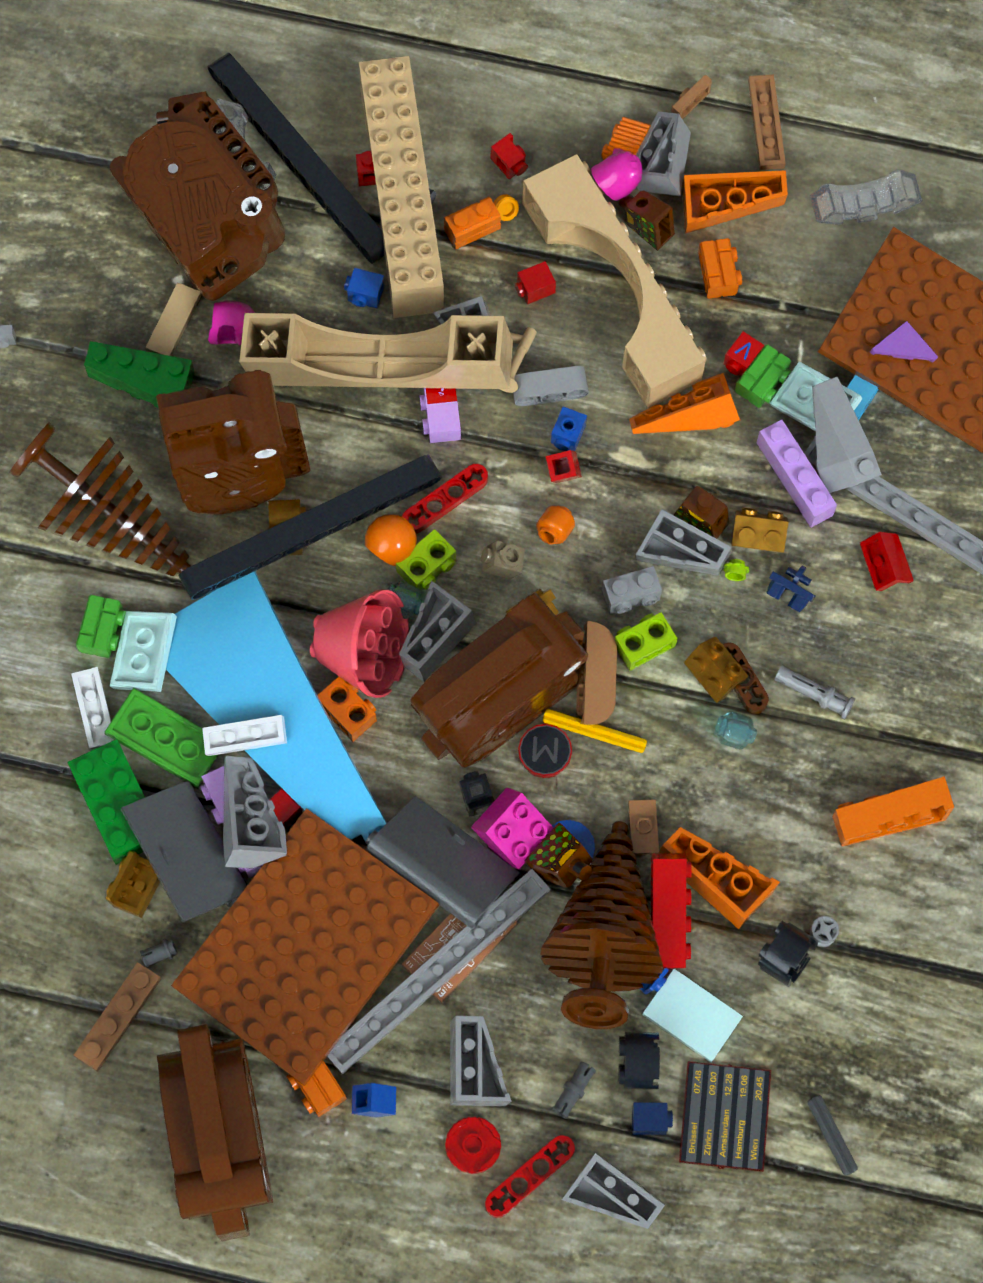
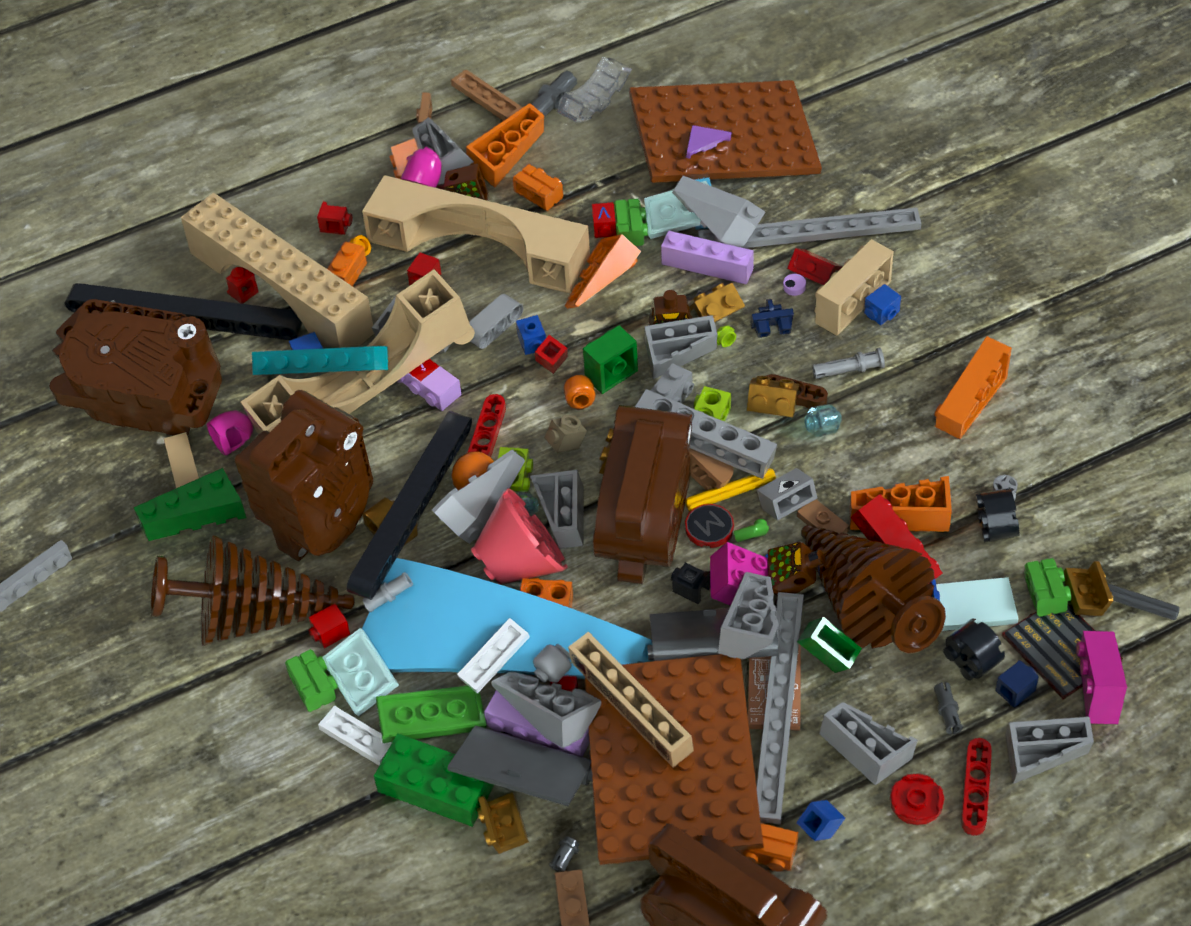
camera: 35 degrees left, 20 degrees down
(155, 586) = (328, 626): none -> red brick
(219, 600) = (388, 591): none -> light grey pin
(281, 784) = (552, 663): none -> light grey head
(305, 874) = (631, 699): none -> tan brick
(359, 575) = (471, 507): none -> light grey wedge
(381, 345) = (320, 360): none -> teal arch
(469, 883) = (750, 620): none -> light grey wedge
(525, 954) = (829, 645): none -> green brick
(568, 786) = (759, 529): none -> bright green arm
(607, 515) = (610, 359): none -> green brick
(631, 727) = (718, 438): none -> light grey brick
(633, 778) = (787, 494): none -> light grey brick
(721, 1173) = (1101, 676): none -> dark pink wedge
(761, 1054) = (1047, 587): none -> bright green brick
(795, 1086) = (1088, 590): none -> pearl gold bracket
(825, 170) = (551, 94): none -> dark grey piece
(850, 565) = (794, 284): none -> lavender tile
(891, 617) = (846, 291): none -> tan brick
(903, 655) = (882, 304): none -> blue brick

